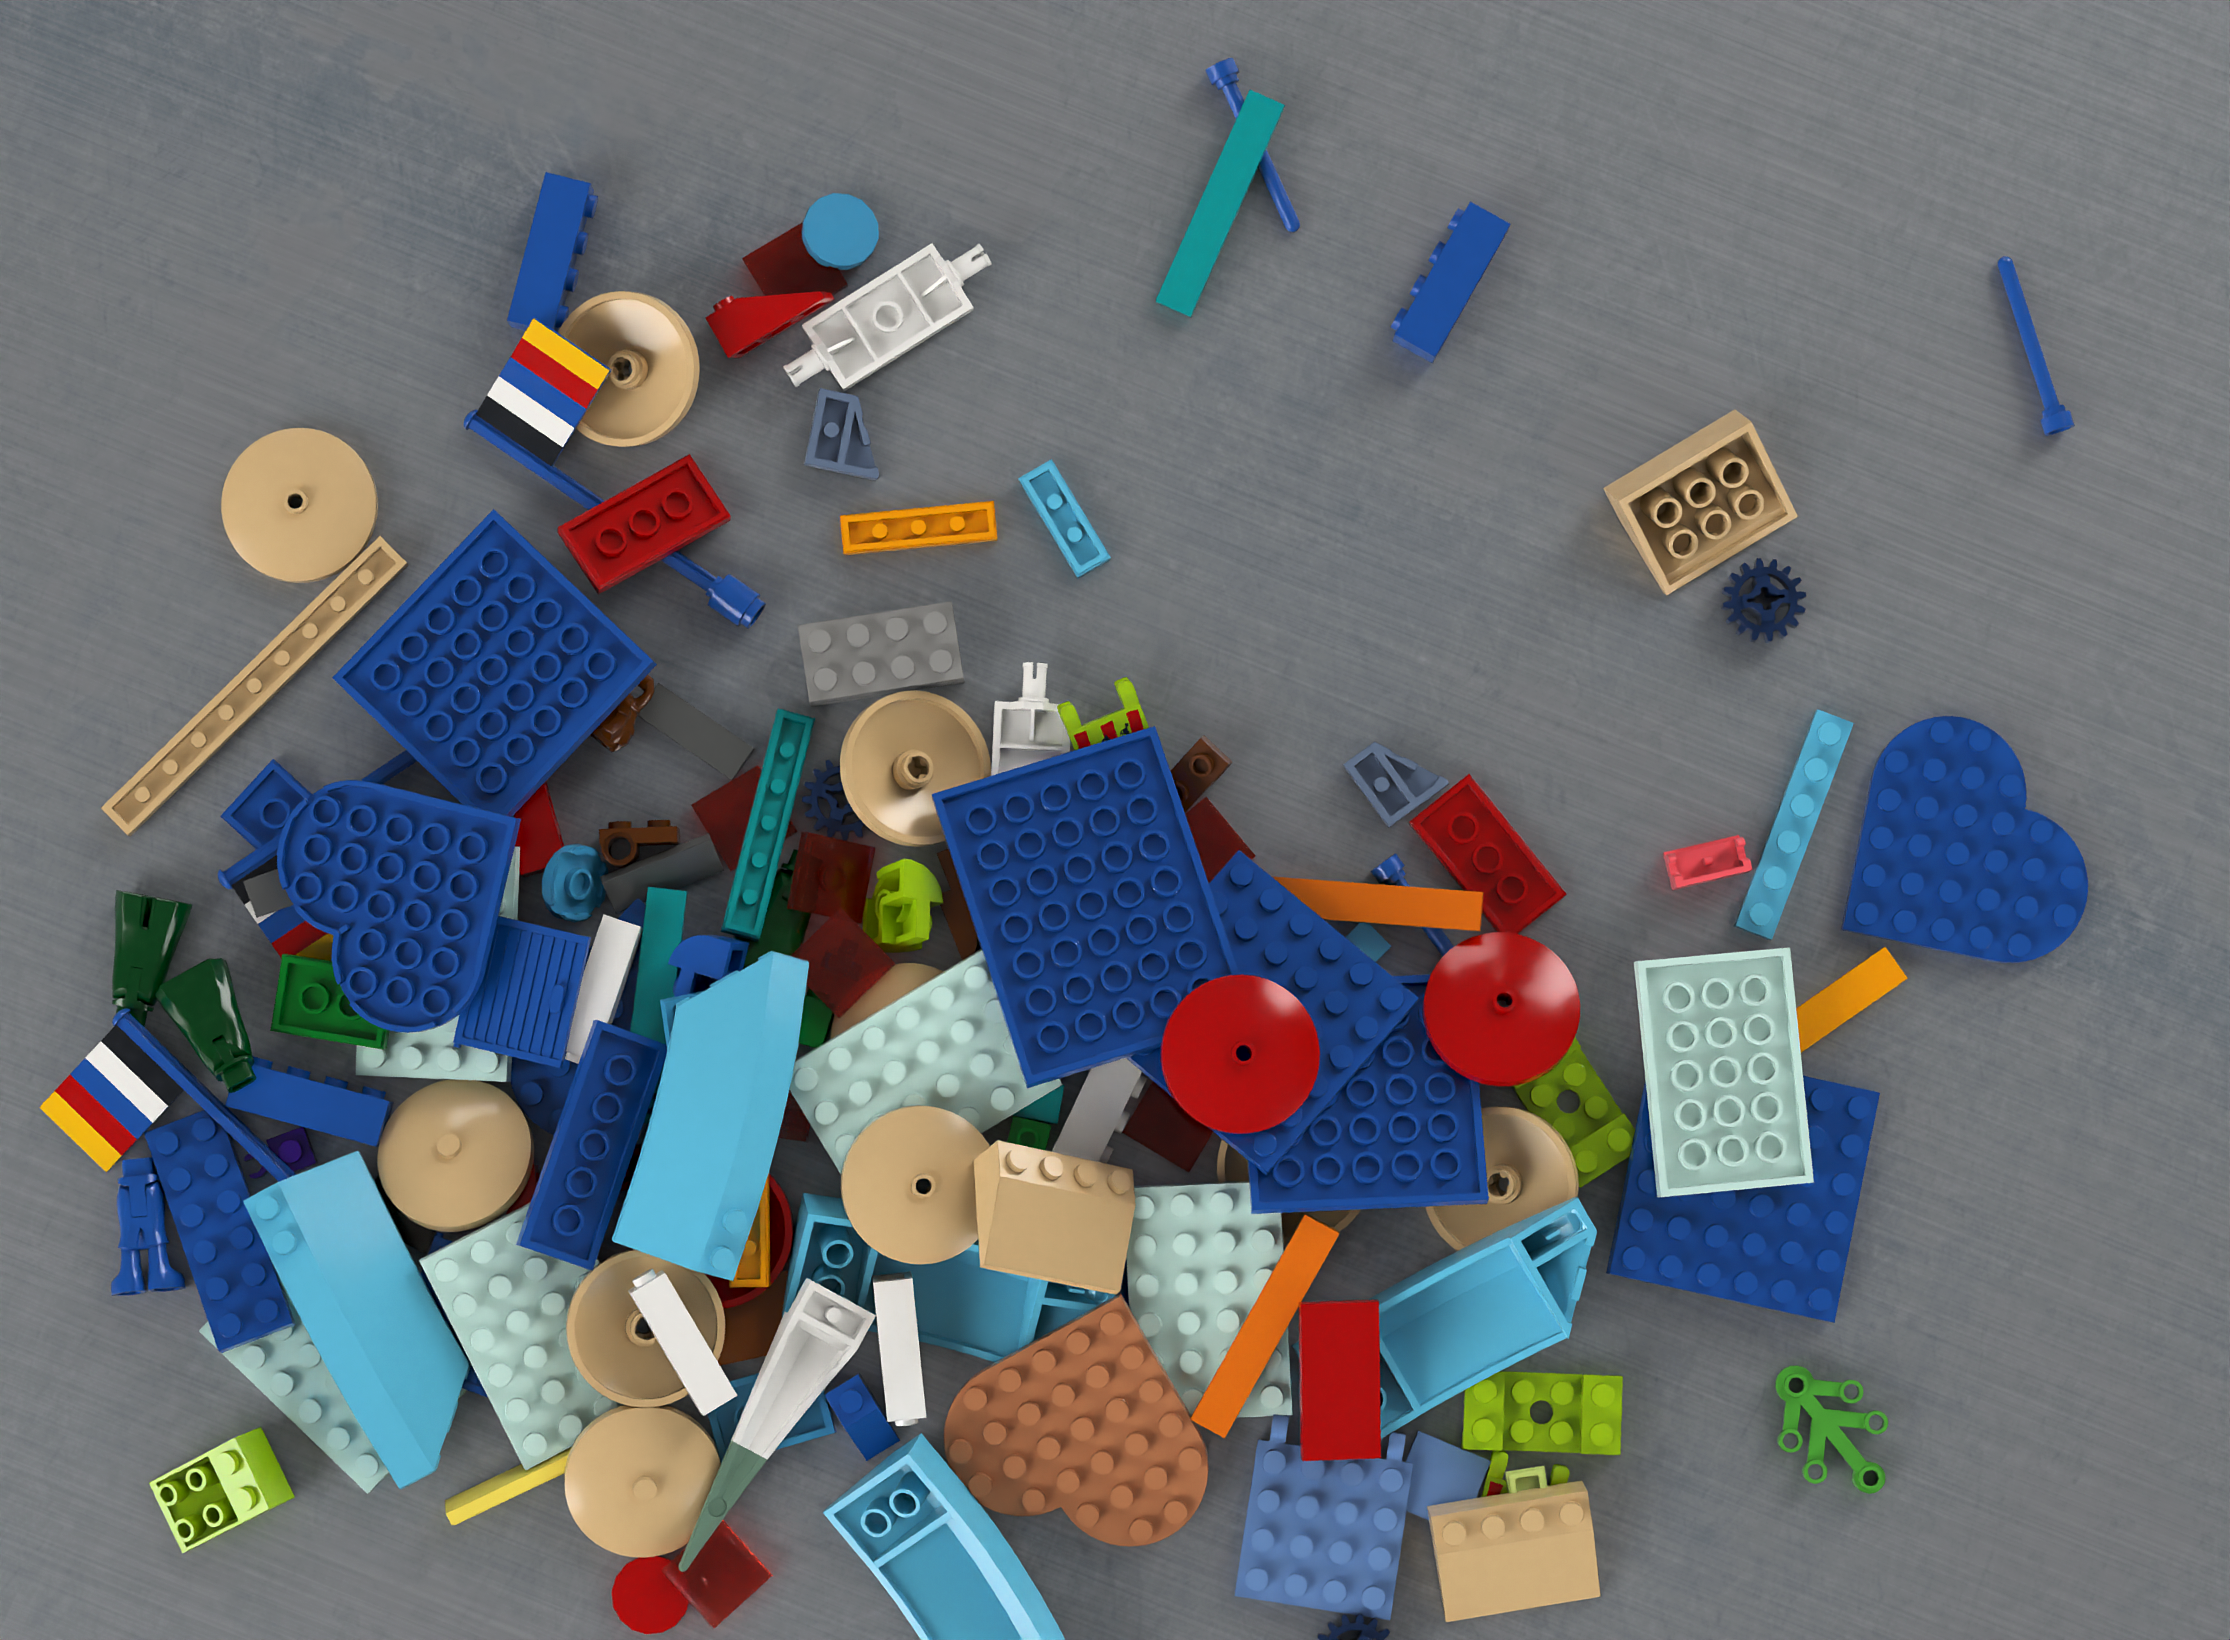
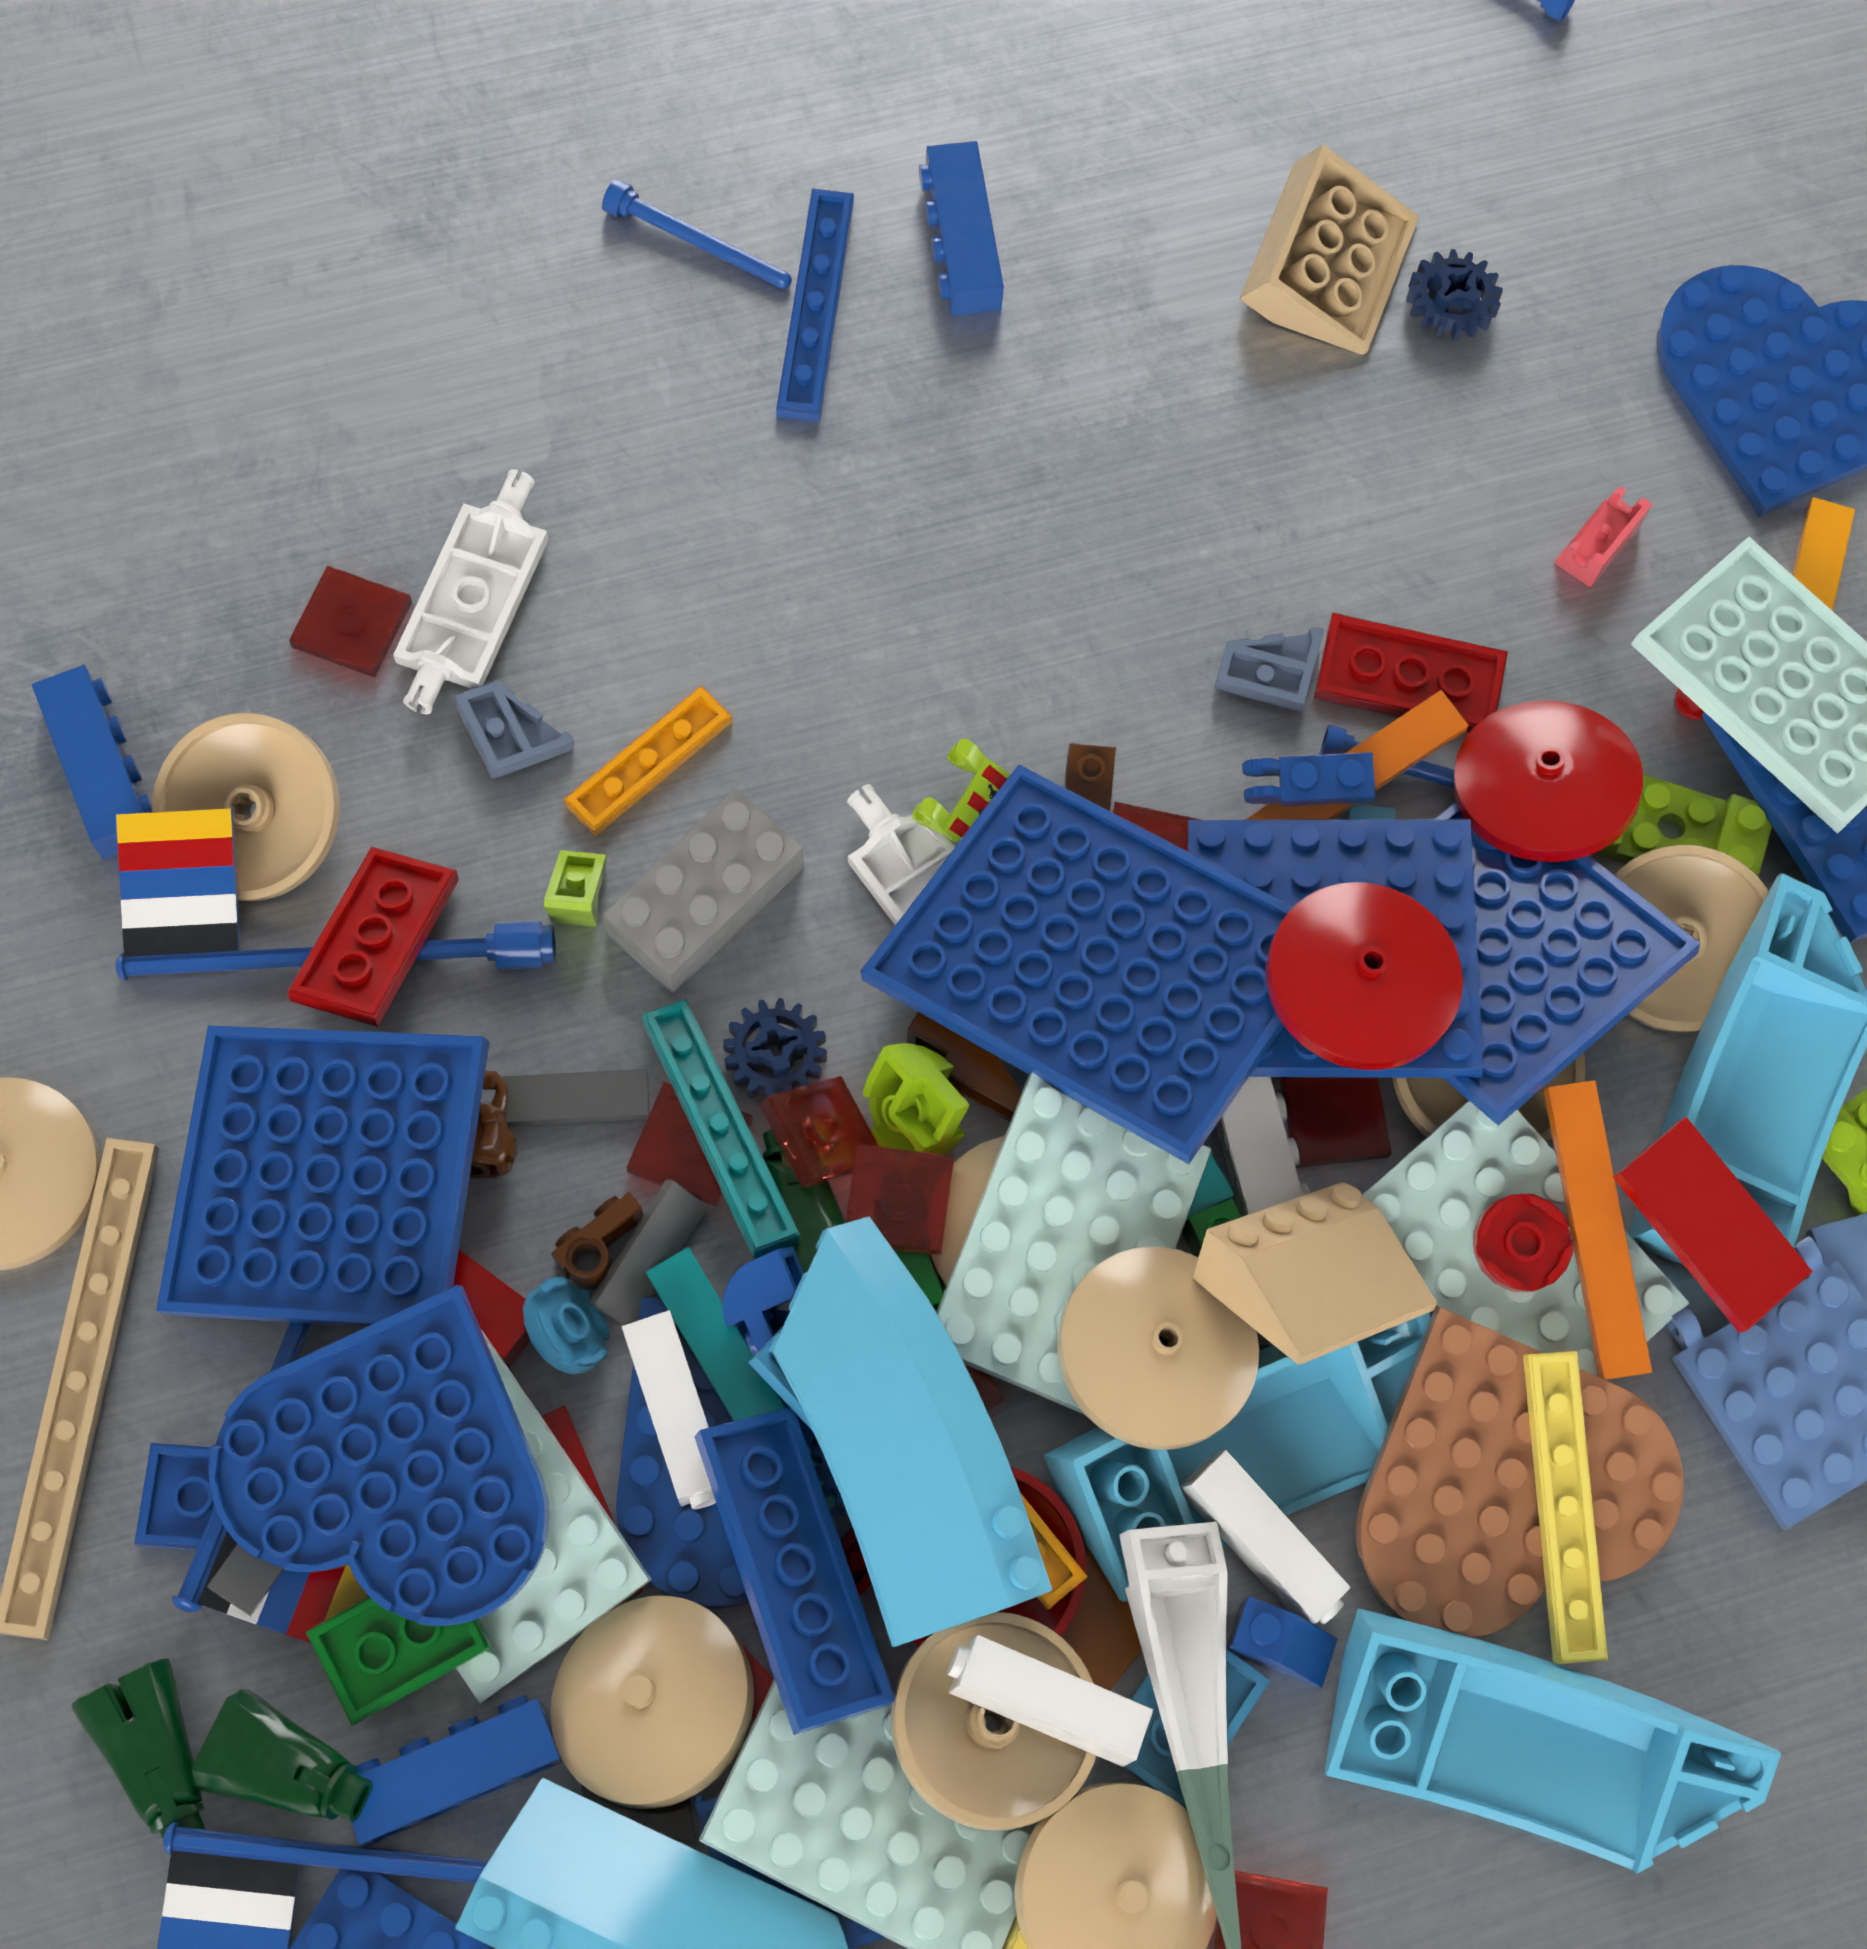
camera: 40 degrees left, 15 degrees down
(292, 1148) = (465, 1837): dark purple plate -> none
(526, 993) = (602, 1468): blue piece -> none
(751, 321) = (346, 672): red slope -> none
(800, 586) = (575, 888): none -> lime slope
(840, 231) = (366, 553): dark azure tile -> none
(904, 754) = (801, 965): tan dish -> none
(1064, 518) = (780, 657): medium azure tile -> none
(1098, 1473) = (1565, 1507): none -> light yellow tile
(1210, 1296) = (1522, 1242): none -> red tile
(1220, 203) = (705, 300): teal tile -> none
(1301, 261) = (815, 305): none -> blue tile
(1345, 888) = (1313, 779): none -> blue hinge
(1793, 824) = (1644, 458): medium azure plate -> none

